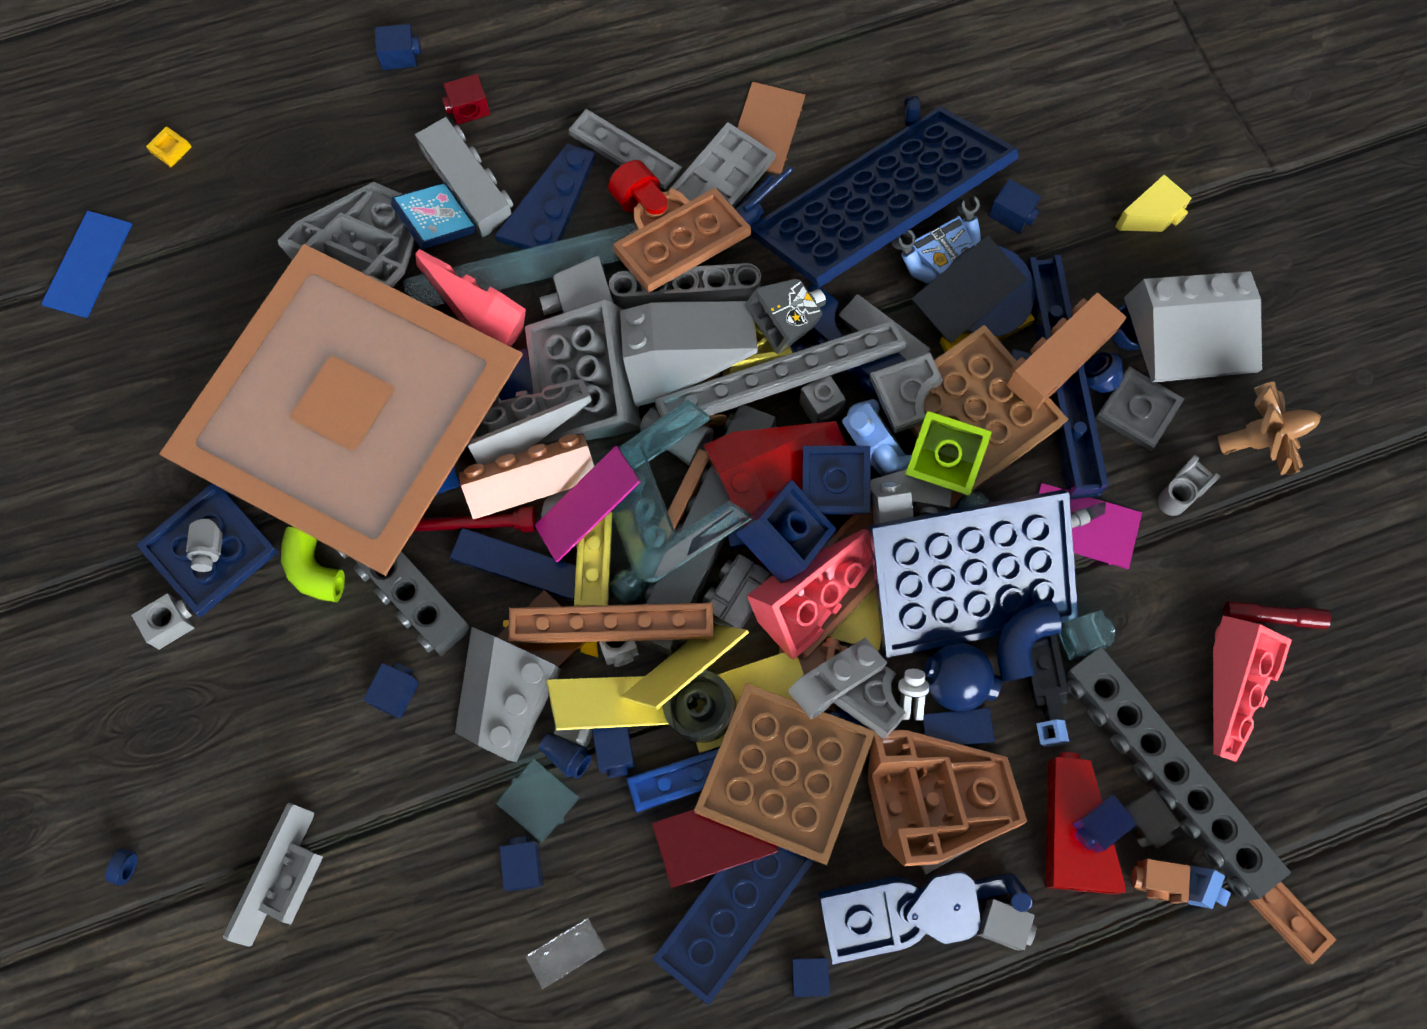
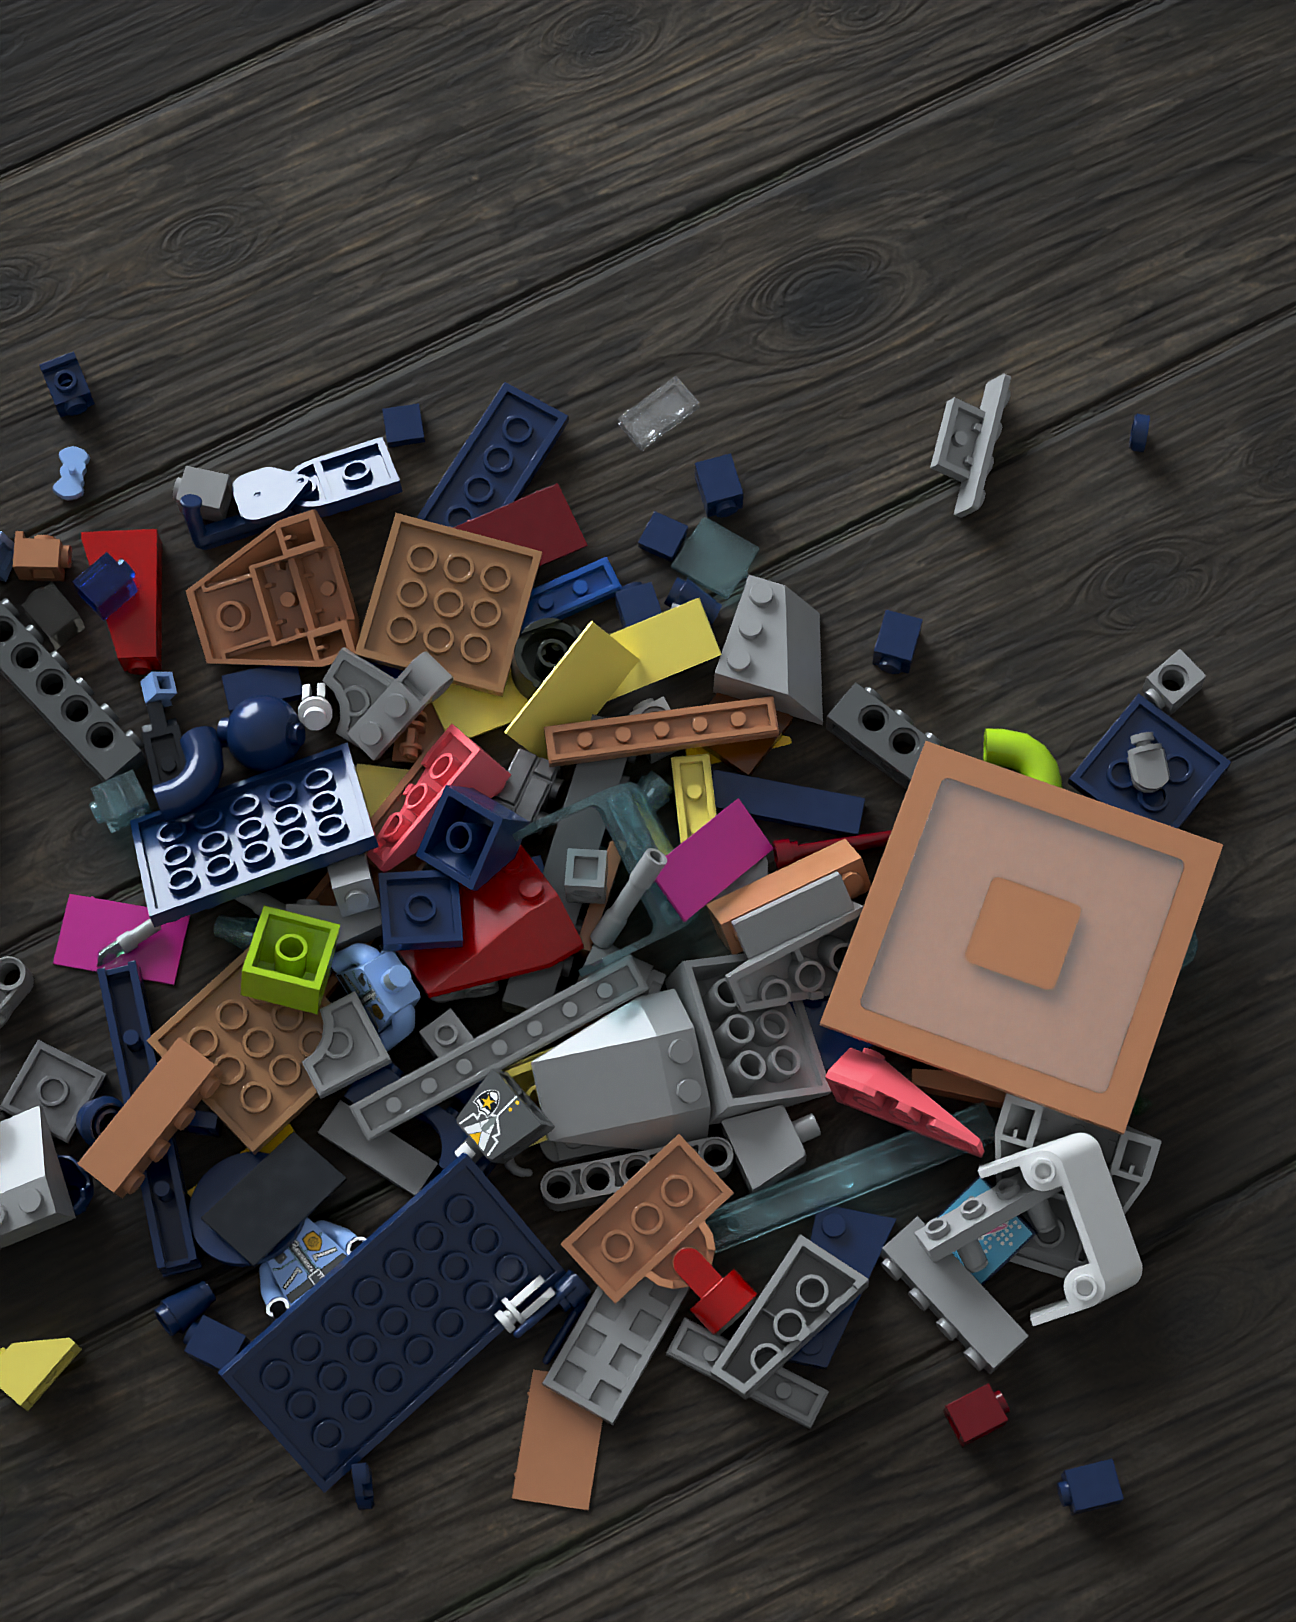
camera: 175 degrees right, 0 degrees up
(361, 224) = (1082, 1172): none -> white windscreen
(416, 208) = (982, 1214): none -> light grey plate
(527, 445) = (792, 915): none -> light grey tile
(581, 826) = (663, 536): none -> dark blue tile
(583, 166) = (790, 1311): none -> light grey wedge
(648, 467) = (640, 881): none -> light grey piece
(693, 493) = (586, 876): none -> light grey brick
(782, 197) = (512, 1315): none -> white arm
(1039, 236) = (183, 1308): none -> dark blue cone
(1131, 970) = (72, 473): none -> light blue piece

